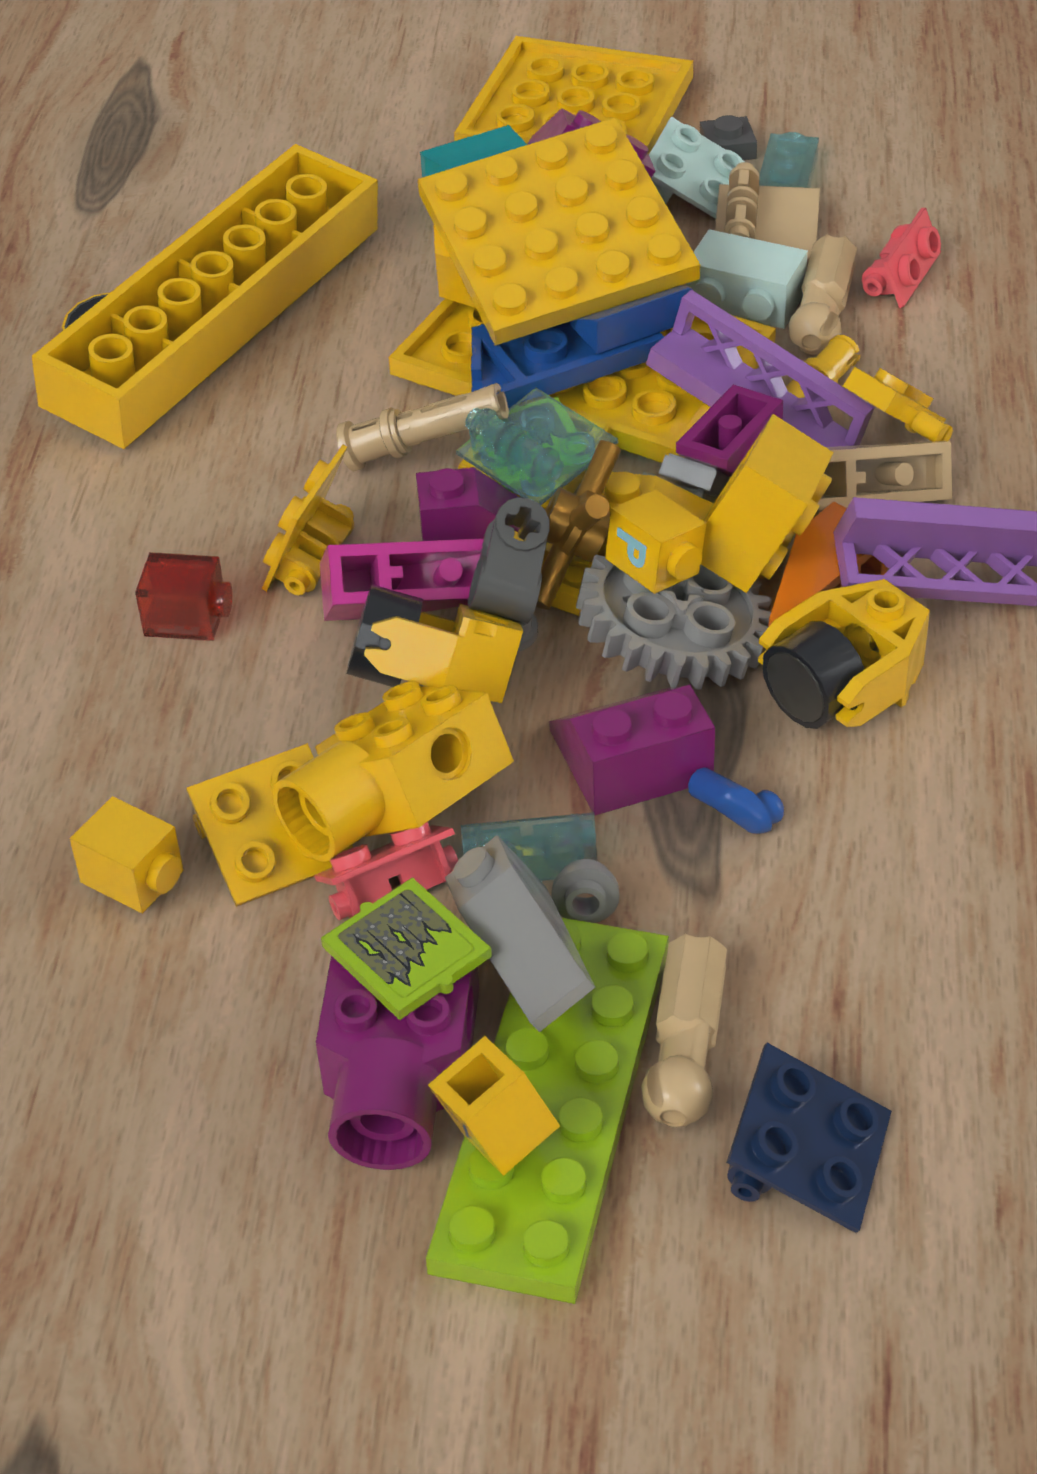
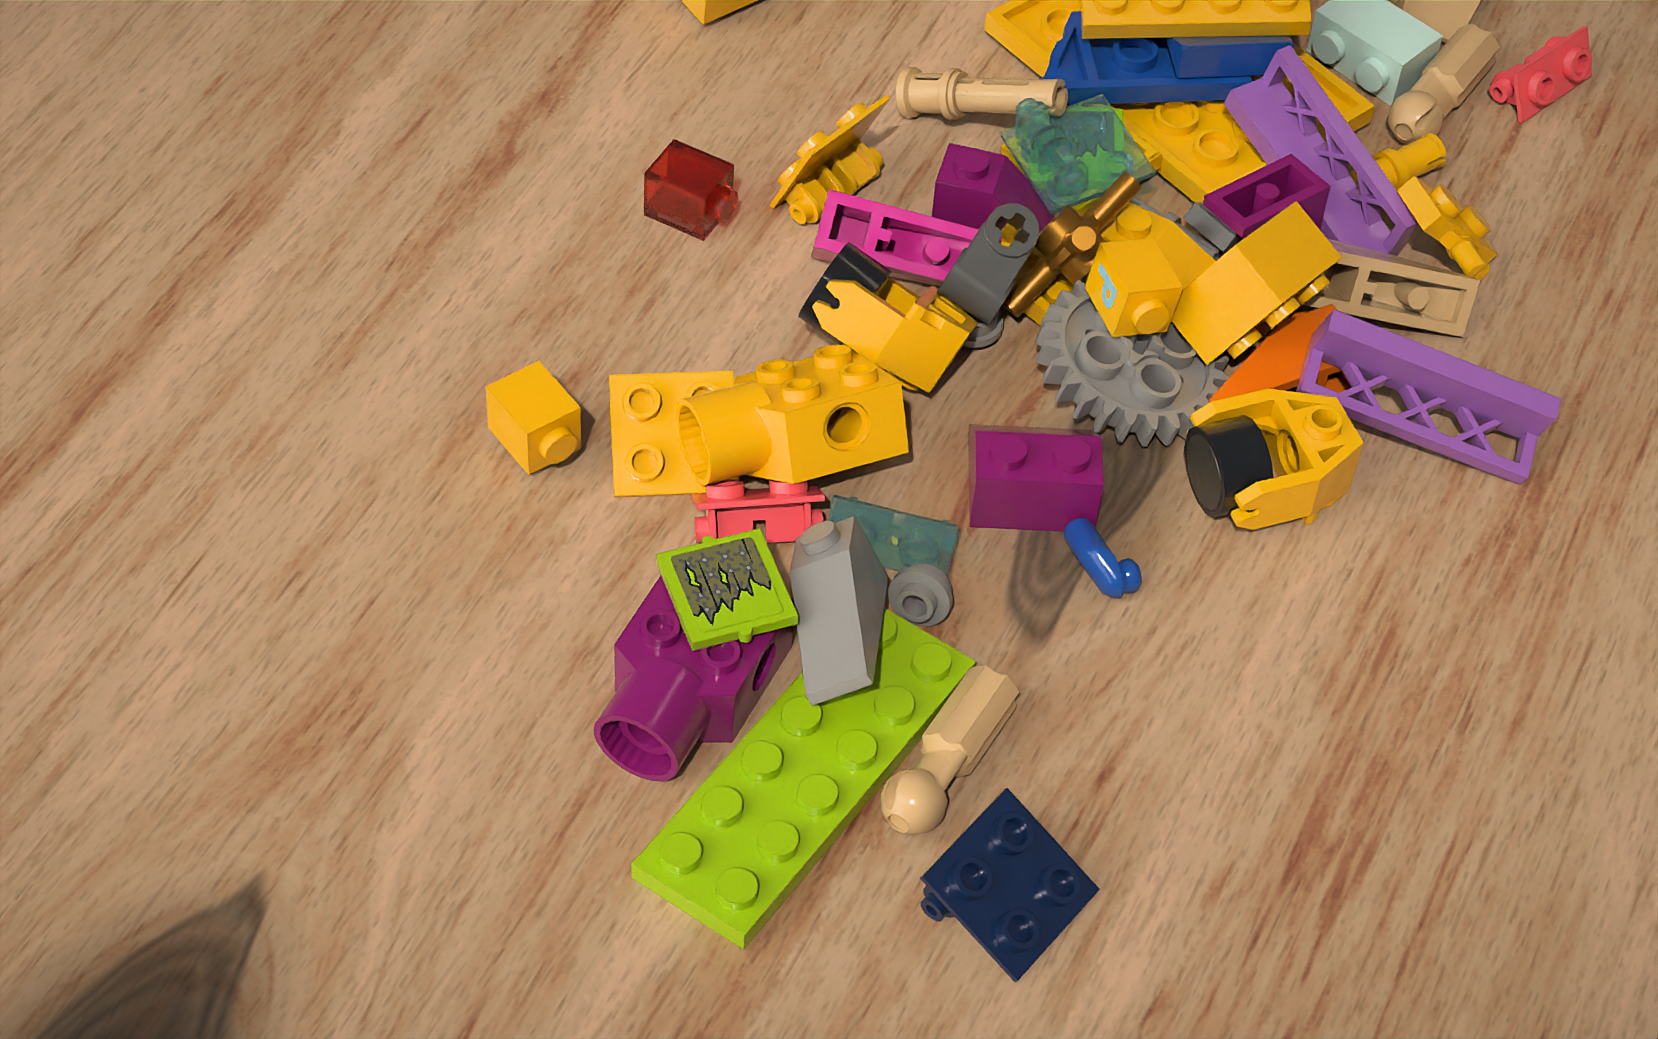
camera: 15 degrees right, 5 degrees up
(494, 1105) = (736, 754): yellow brick -> none

